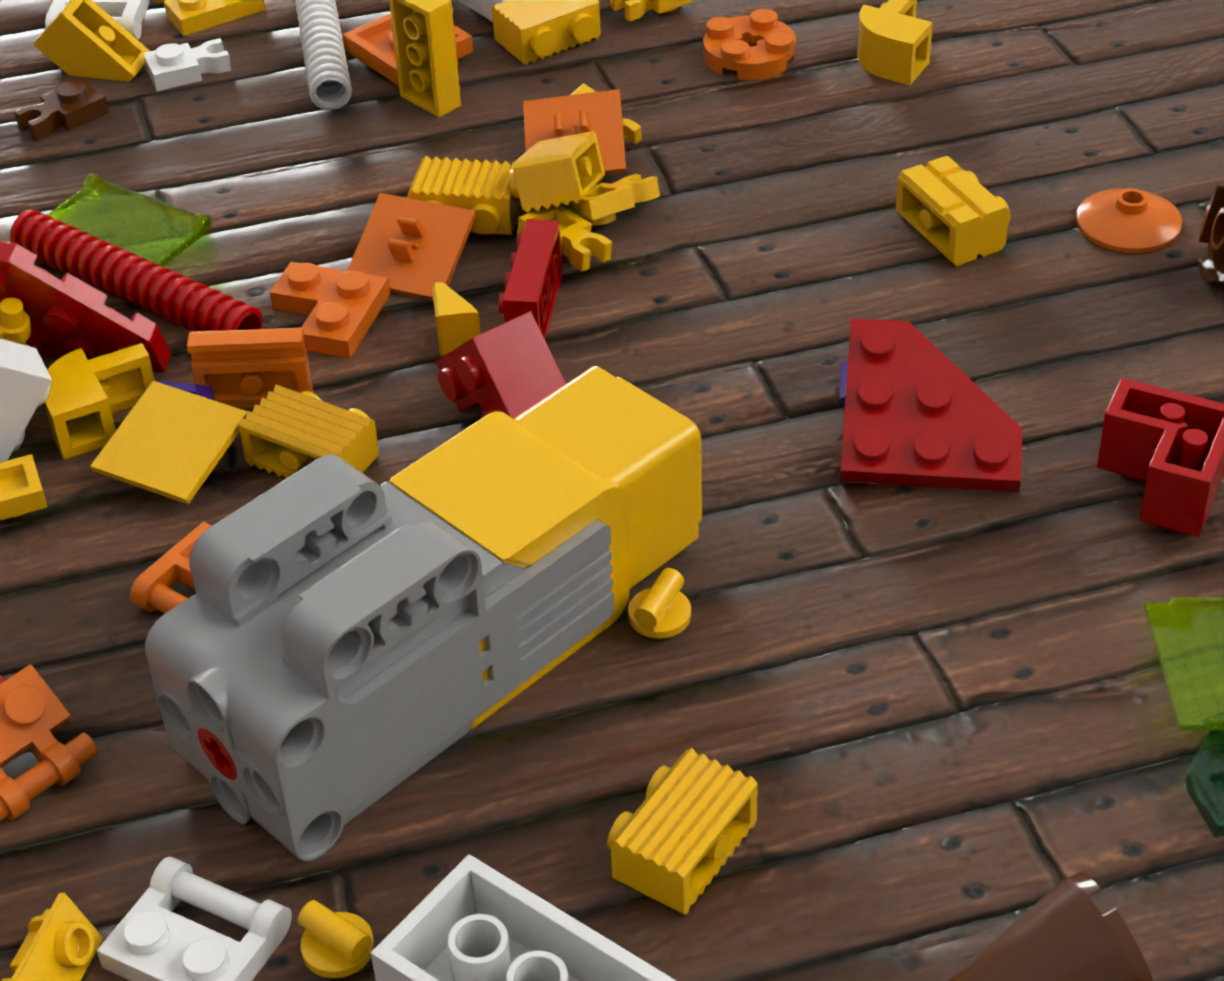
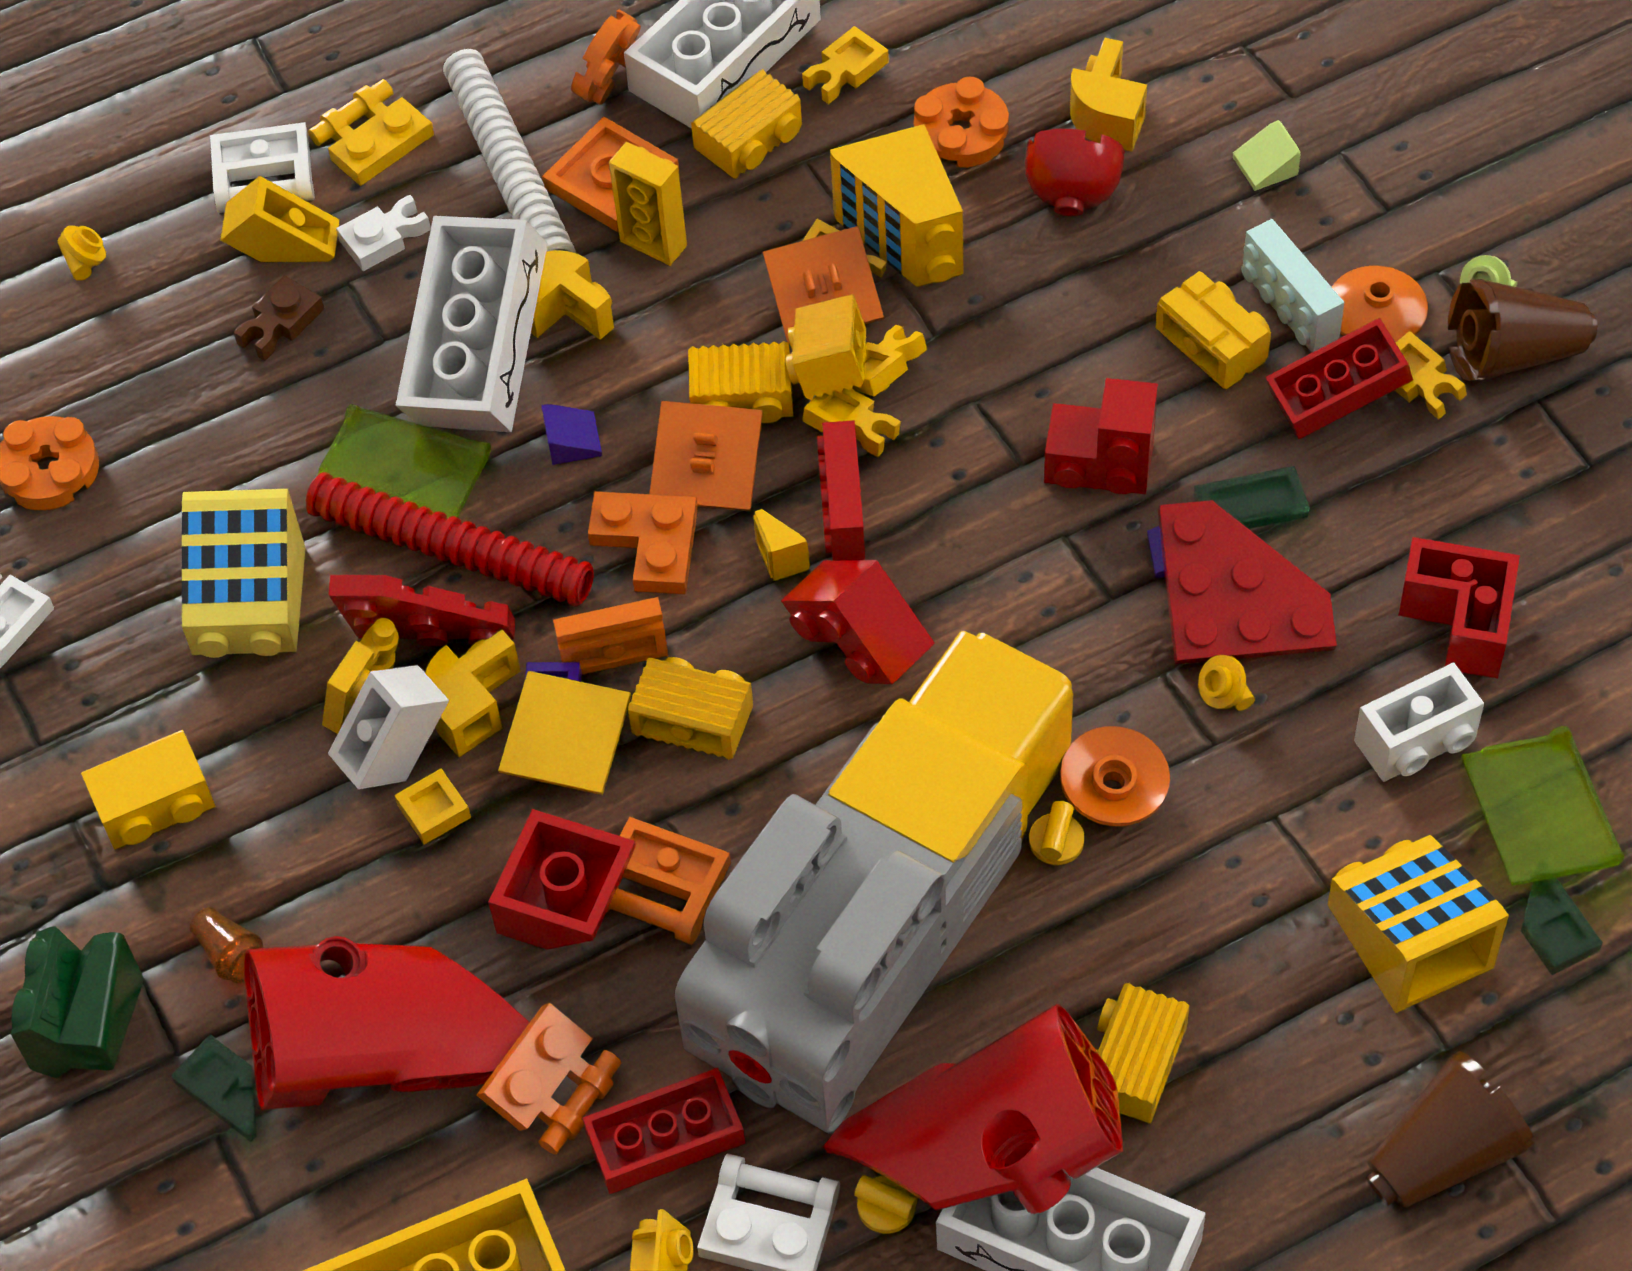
camera: 10 degrees left, 15 degrees up
(90, 557) = (558, 882): none -> red slope
(110, 822) = (663, 1130): none -> red piece
(220, 110) = (472, 323): none -> white brick
(287, 218) = (571, 433): none -> dark purple slope
(317, 111) = (570, 291): none -> yellow brick
(490, 849) = (995, 1120): none -> red panel
(665, 77) = (900, 203): none -> yellow slope
(740, 559) = (1118, 756): none -> orange dish
(815, 280) = (1106, 444): none -> red brick
(844, 73) = (1072, 170): none -> red cylinder
(886, 498) = (1224, 684): none -> yellow plate
(977, 350) = (1259, 497): none -> clear green tile
(1042, 185) = (1292, 286): none -> light aqua piece
(1043, 96) = (1268, 157): none -> yellowish green slope
(1059, 748) = (1417, 920): none -> yellow slope
(1074, 257) = (1339, 378): none -> red piece
(1097, 552) = (1419, 723): none -> white brick
(1160, 263) = (1427, 375): none -> yellow plate

